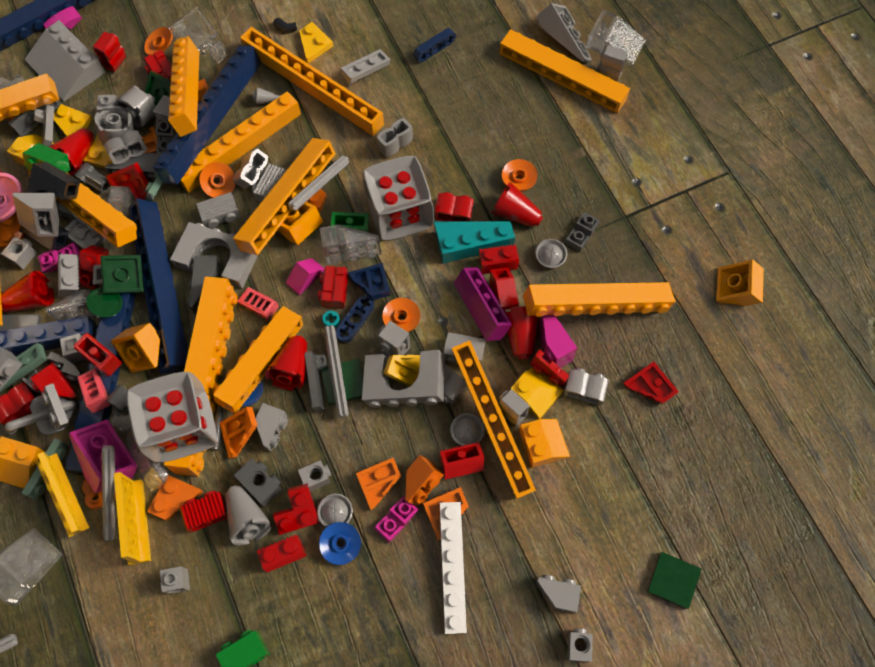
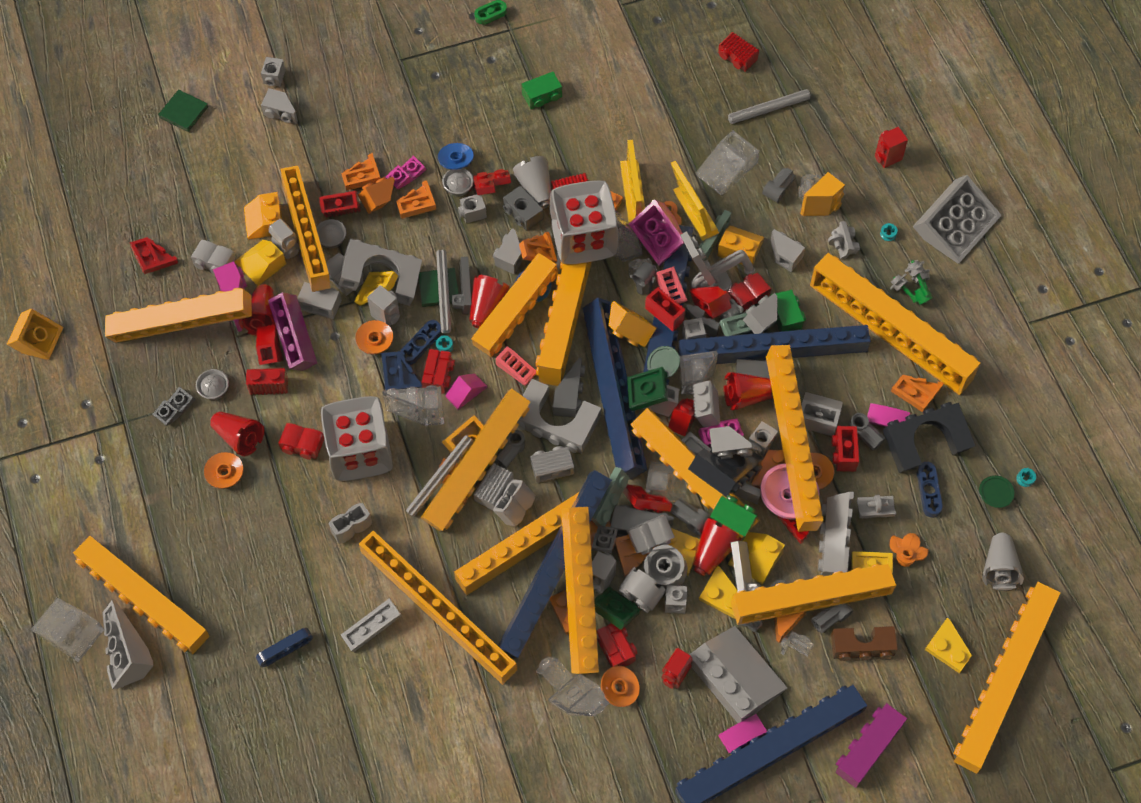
camera: 175 degrees left, 5 degrees down
(108, 492) = (649, 195): light grey axle -> none
(174, 580) = (596, 142): light grey brick -> none
(220, 171) = (551, 496): orange dish -> none
(262, 96) = (495, 599): light grey cone -> none
(281, 553) = (505, 153): red brick -> none
(283, 27) = (465, 697): black arm -> none
(314, 42) = (430, 674): yellow wing -> none
(356, 221) = (412, 427): green brick -> none
(452, 568) = (363, 133): white plate -> none
(465, 239) = (287, 403): teal wedge -> none
(550, 369) = (248, 269): red wing -> none
(612, 62) = (82, 586): light grey brick -> none

